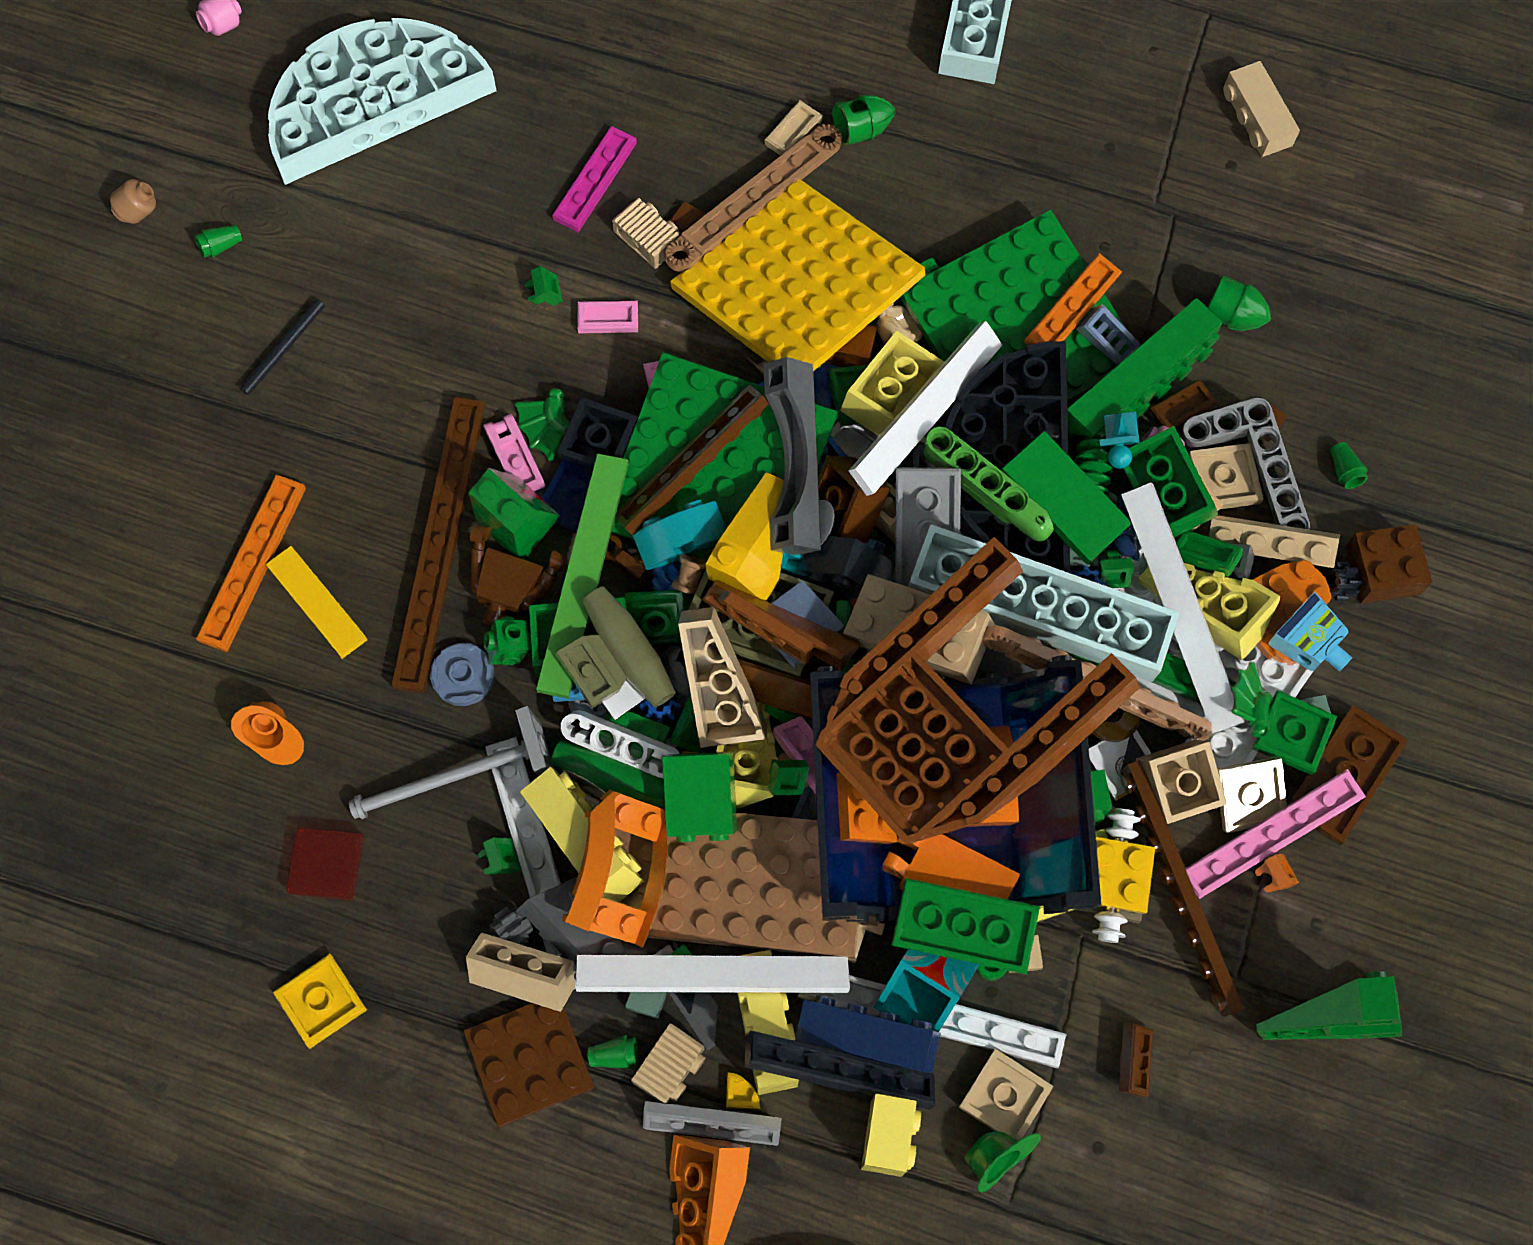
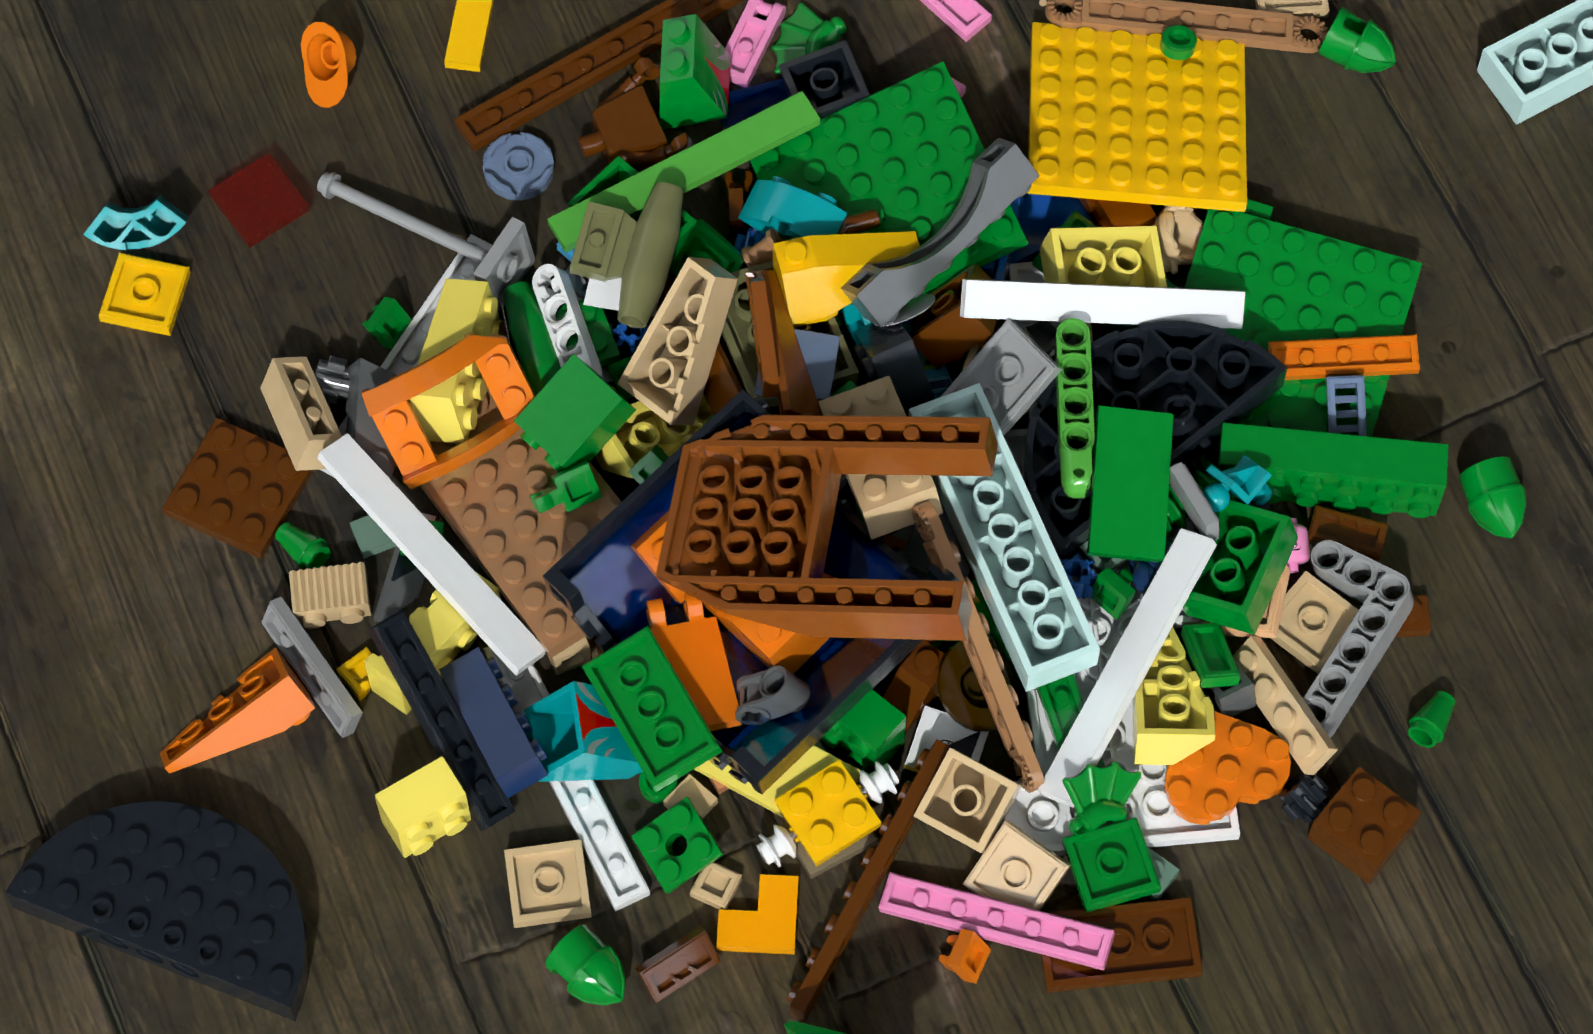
camera: 50 degrees right, 5 degrees down
(268, 964) = (137, 227): none -> teal brick
(507, 641) = (574, 169): green brick -> none
(691, 459) = (880, 164): plate -> none
(726, 501) = (860, 222): none -> reddish brown arm
(751, 842) = (572, 488): none -> green plate
(769, 212) = (1178, 42): none -> green tile
(997, 1154) = (487, 915): green piece -> none
(1022, 847) = (771, 693): none -> dark grey piece
(1062, 1007) = (656, 843): none -> green piece
(1094, 1121) = (589, 967): none -> green helmet
(1096, 987) = (716, 886): none -> tan tile
(1113, 471) = (1194, 501): none -> light grey tile
(1154, 976) = (768, 929): none -> light orange tile
(1313, 636) = (1209, 798): medium azure torso -> none

